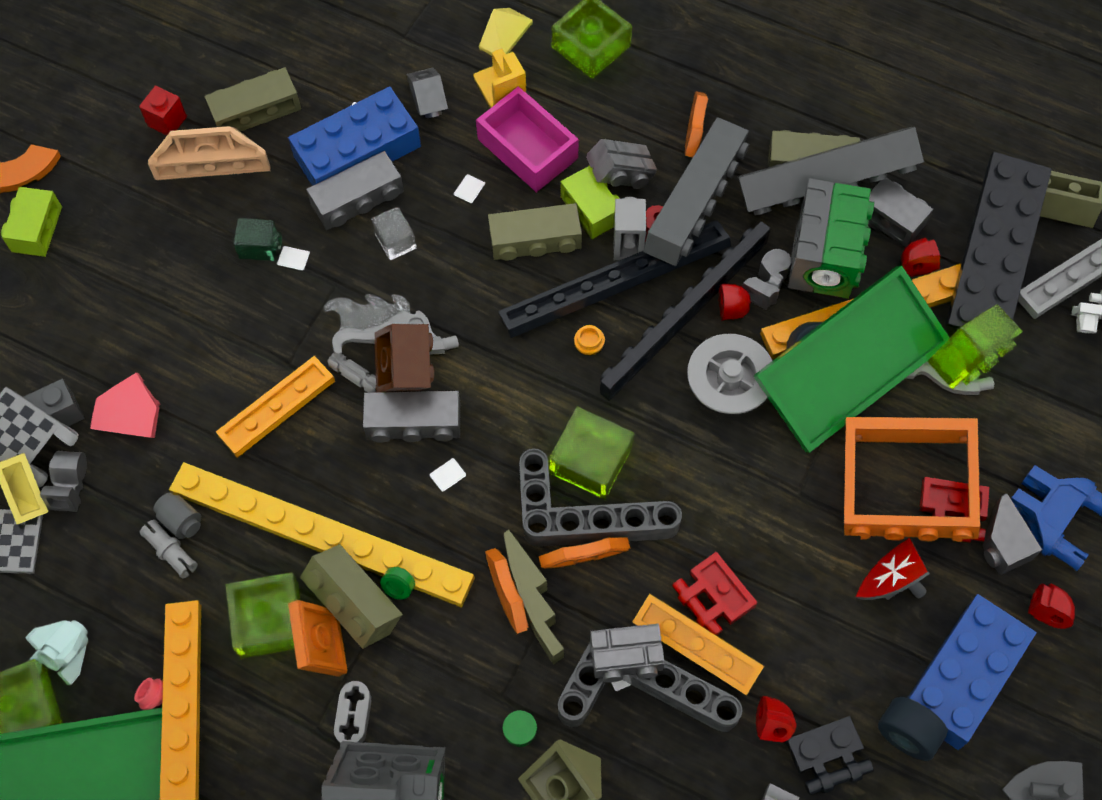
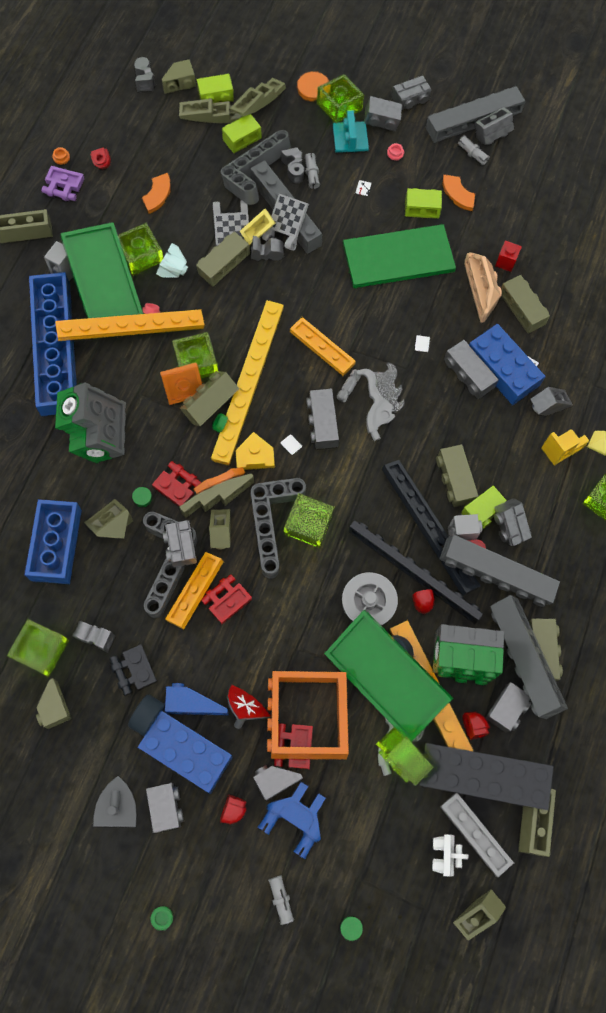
camera: 80 degrees right, 5 degrees up
(68, 557) = (223, 258): none -> olive brick
(122, 274) = (398, 256): none -> green tile
(127, 409) = (312, 272): coral slope -> none
(168, 548) = (233, 306): light grey pin -> none
(177, 515) = (251, 306): dark grey brick -> none
(257, 239) = (428, 320): clear green brick -> none
(345, 712) = (146, 410): light grey beam -> none
(393, 233) = (442, 393): clear panel -> none
(403, 358) = (351, 404): reddish brown brick -> none
(460, 532) = (255, 454): none -> yellow plate
(469, 188) = (486, 436): white sticker -> none
(509, 674) = (172, 488): none -> red plate
(527, 139) = (522, 463): dark pink piece -> none
(582, 553) = (245, 521): orange tile -> none
(589, 340) = (386, 515): light orange plate -> none
(592, 594) = (220, 529): none -> olive slope
(695, 124) = (565, 571): orange tile -> none
(772, 273) = (434, 623): flat silver leg -> none
(774, 720) = (150, 637): red piece -> none
(886, 667) = (188, 702): none -> blue slope
(1055, 710) = (164, 807): none -> flat silver brick

